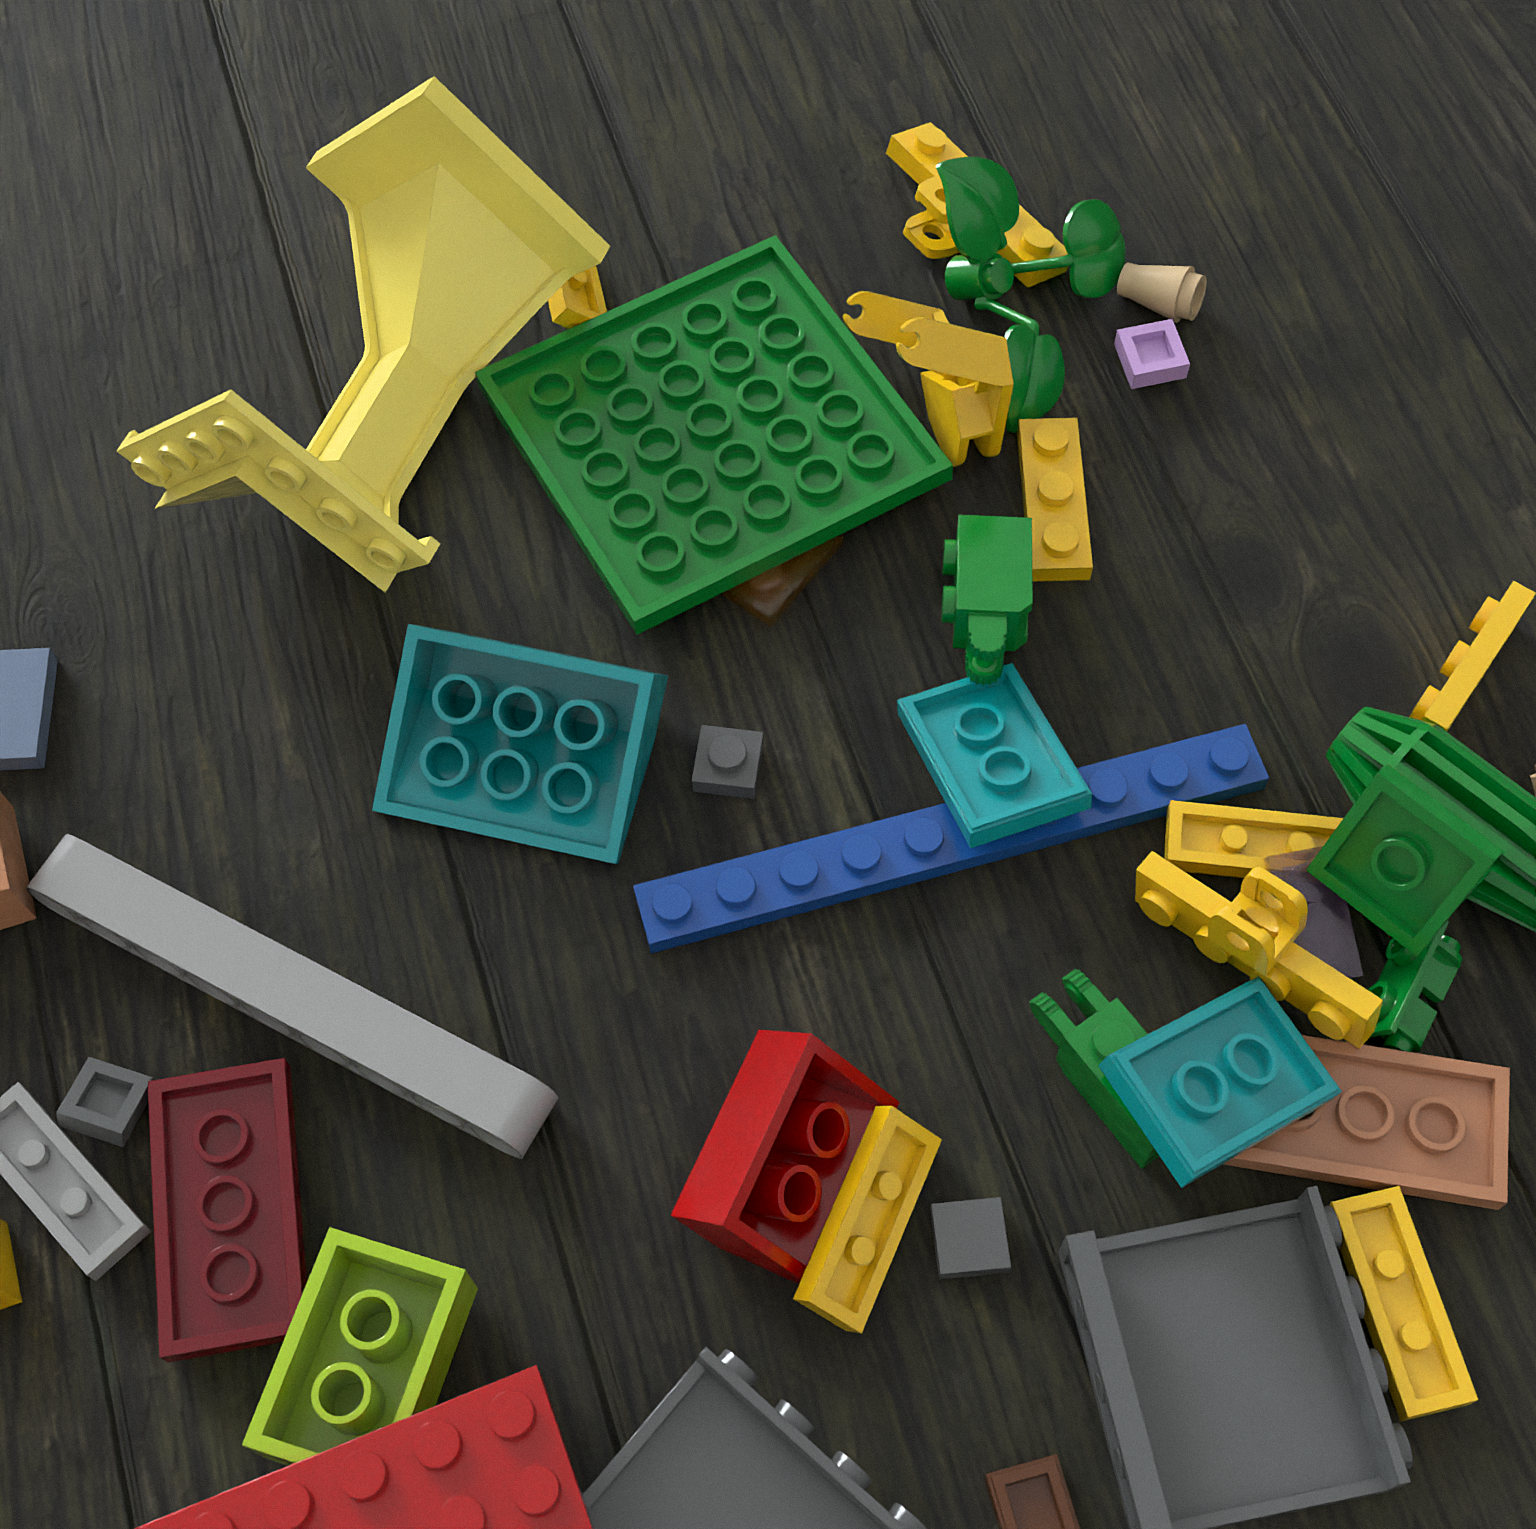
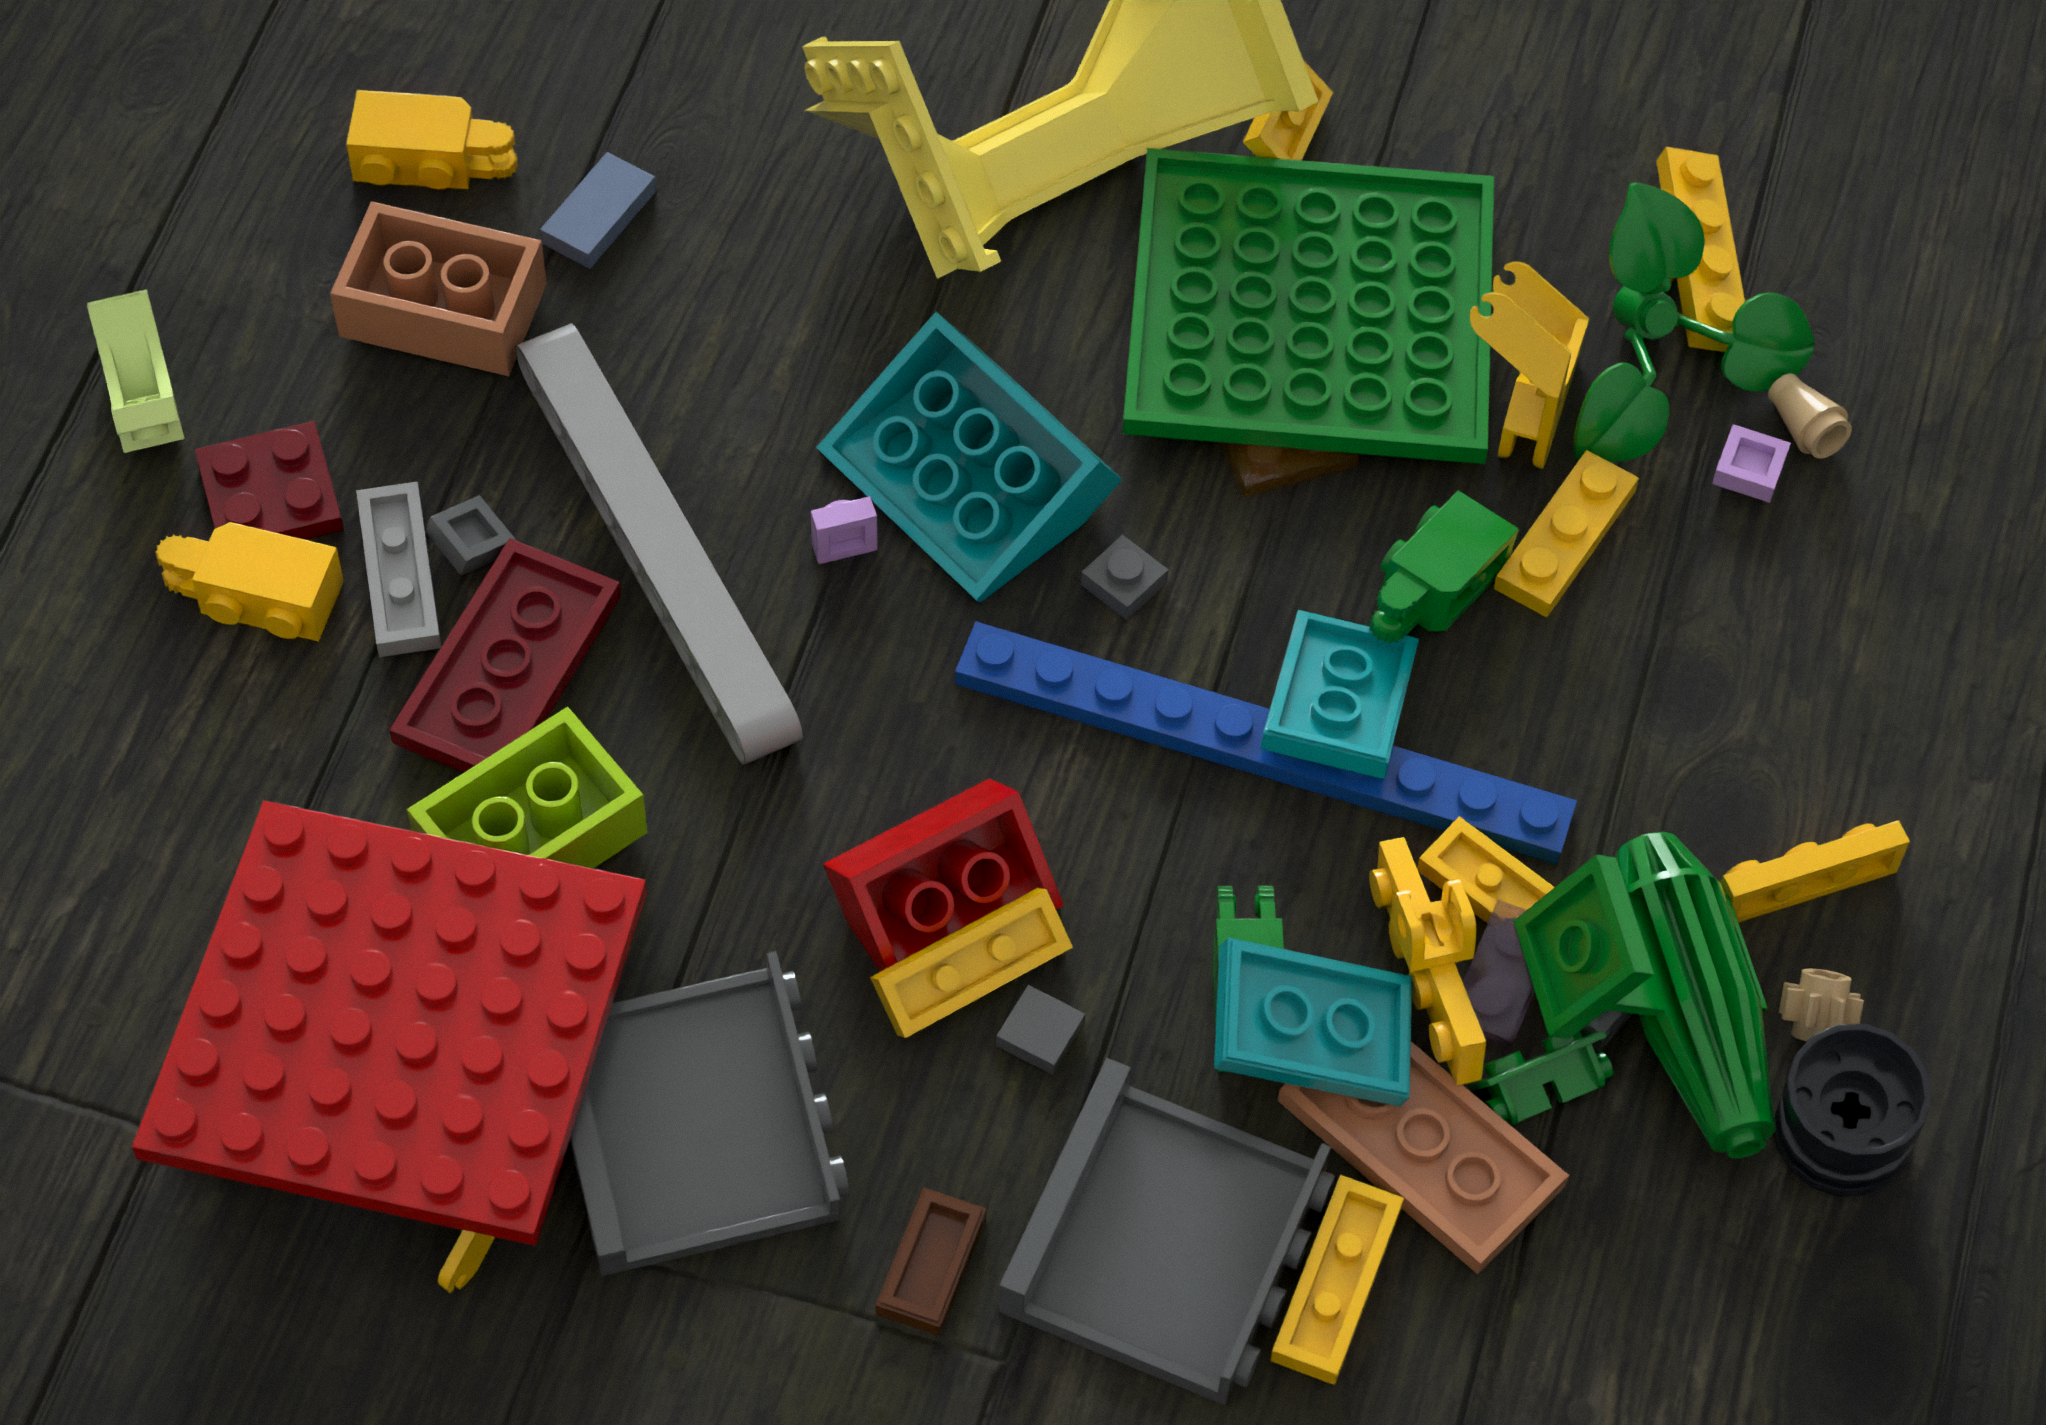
camera: 30 degrees right, 5 degrees down
(455, 873) = (844, 529): none -> lavender plate

